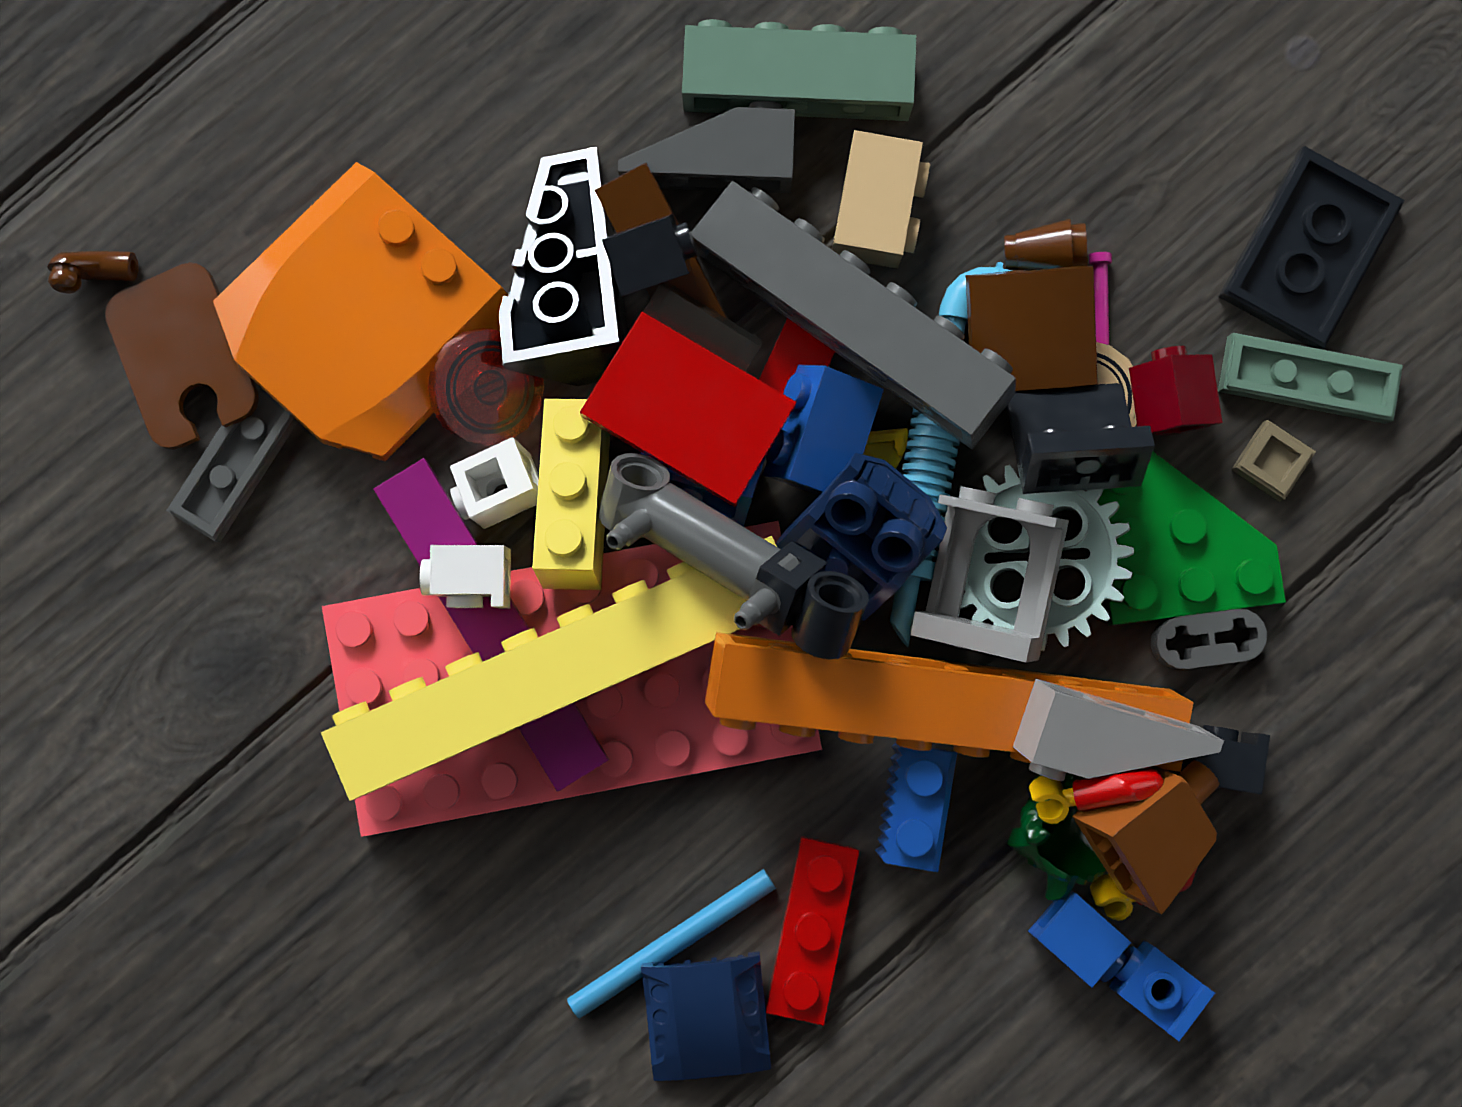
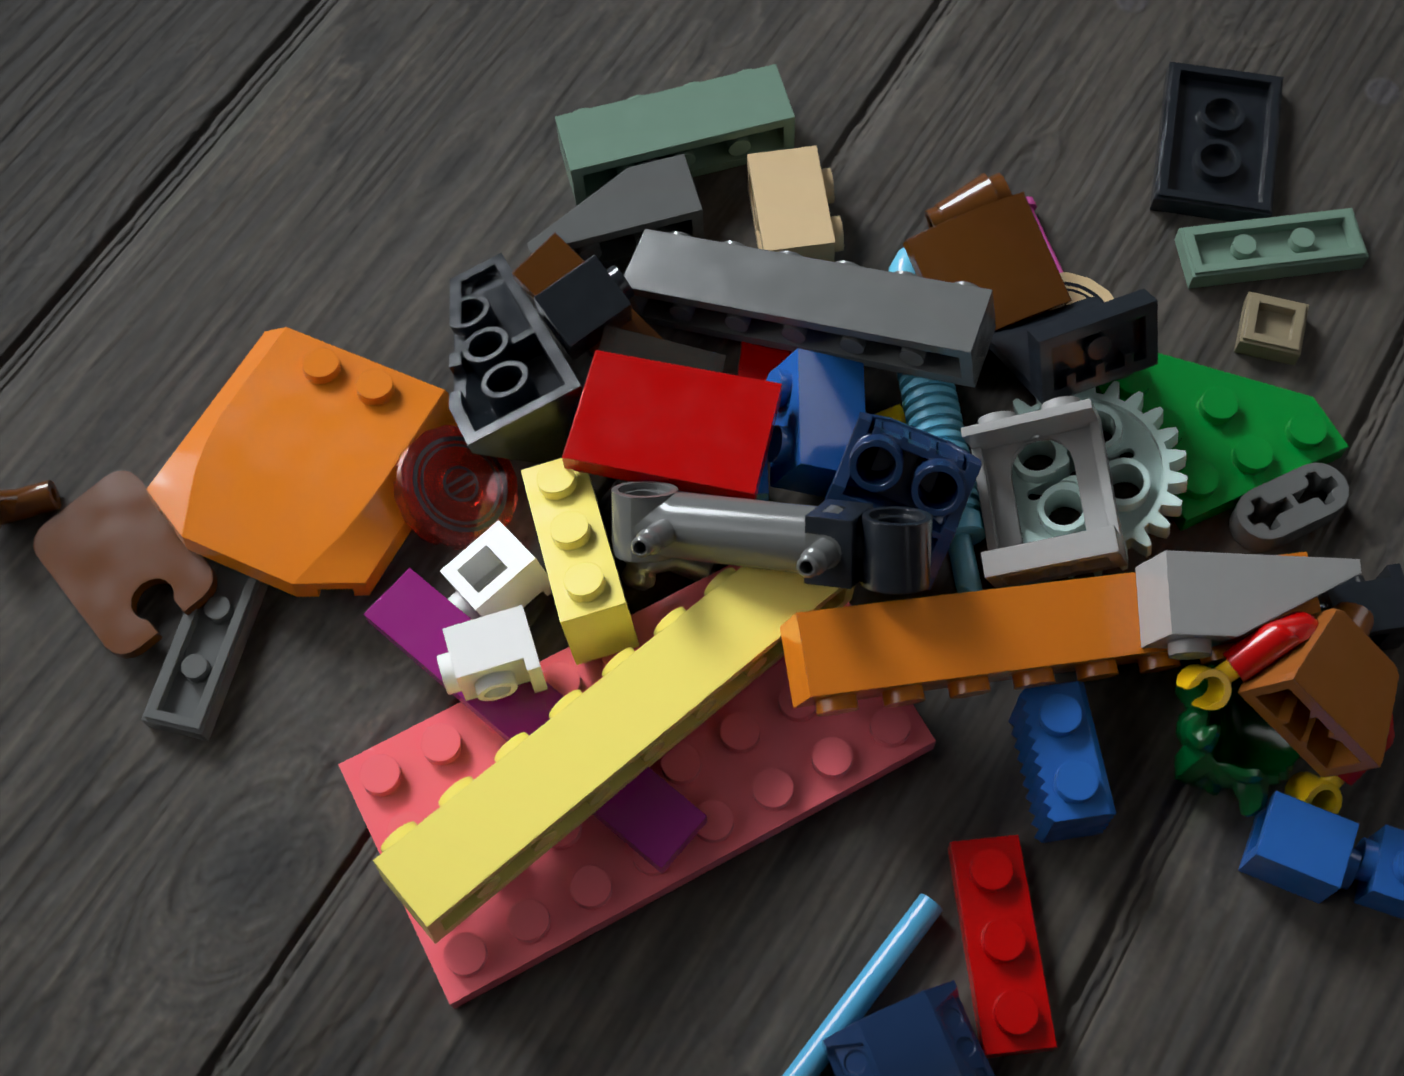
camera: 15 degrees left, 20 degrees down
(1175, 392) = (1160, 272): dark red brick -> none

